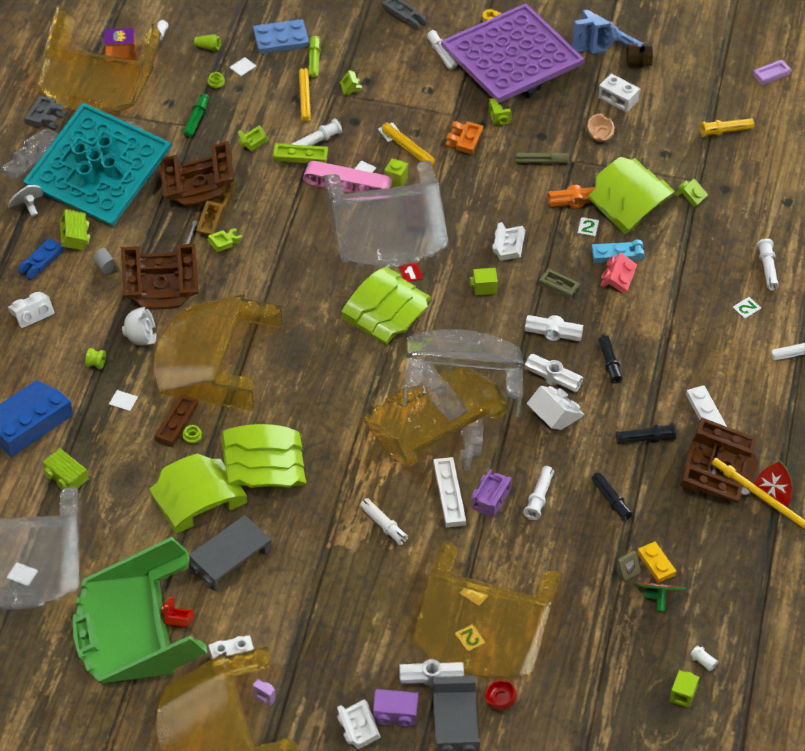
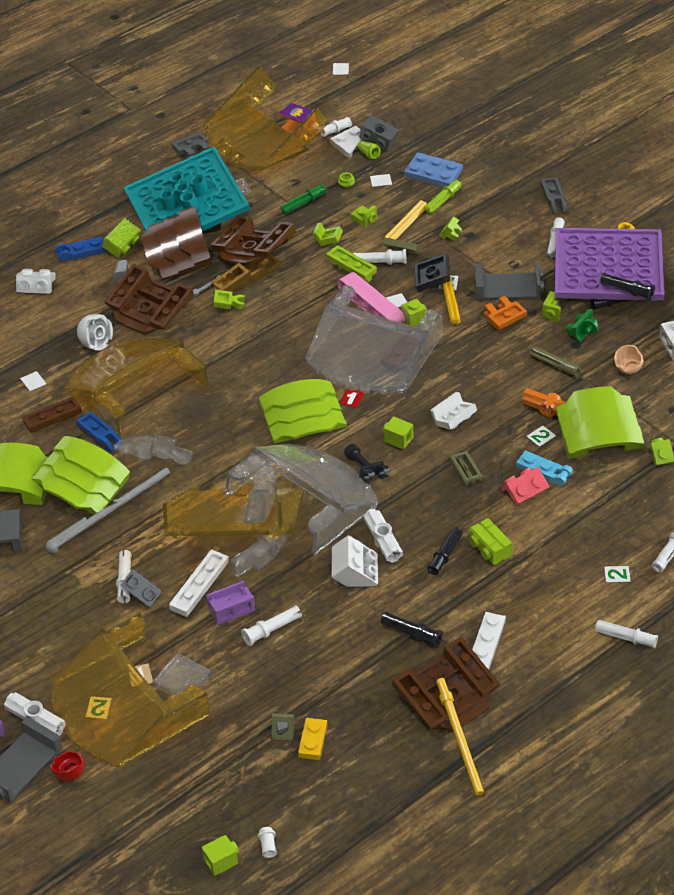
camera: 40 degrees right, 5 degrees down
(27, 195) = (112, 197): white shield -> none
(30, 154) = (144, 170): clear slope -> none
(95, 358) = (40, 338): lime wheel -> none
(134, 209) = (176, 244): none -> reddish brown slope
(180, 43) = (347, 141): none -> white wing
(192, 430) = (52, 431): lime plate -> none
(205, 22) = (379, 132): none -> dark grey brick
(233, 412) = (98, 430): none -> blue hinge
(264, 106) = (364, 215): none -> lime bracket
(293, 401) = (148, 445): none -> clear slope
(298, 527) = (53, 544): none -> light grey bar
(324, 118) = (400, 245): none -> olive tile
(374, 129) = (432, 272): none -> black tile
(413, 522) = (141, 588): none -> hips
(443, 110) = (508, 284): none -> dark grey panel
(493, 323) = (367, 470): none -> black bar
(513, 573) = (181, 673): none -> clear tile
(539, 116) = (583, 326): none -> green hips
(554, 328) = (421, 500): white piece -> none
(561, 63) = (635, 288): none -> black pin
(616, 502) = (328, 669): black axle -> none
(638, 332) = (490, 541): none -> lime brick
(659, 595) = (283, 760): green shield -> none
(776, 482) = (478, 731): red shield -> none

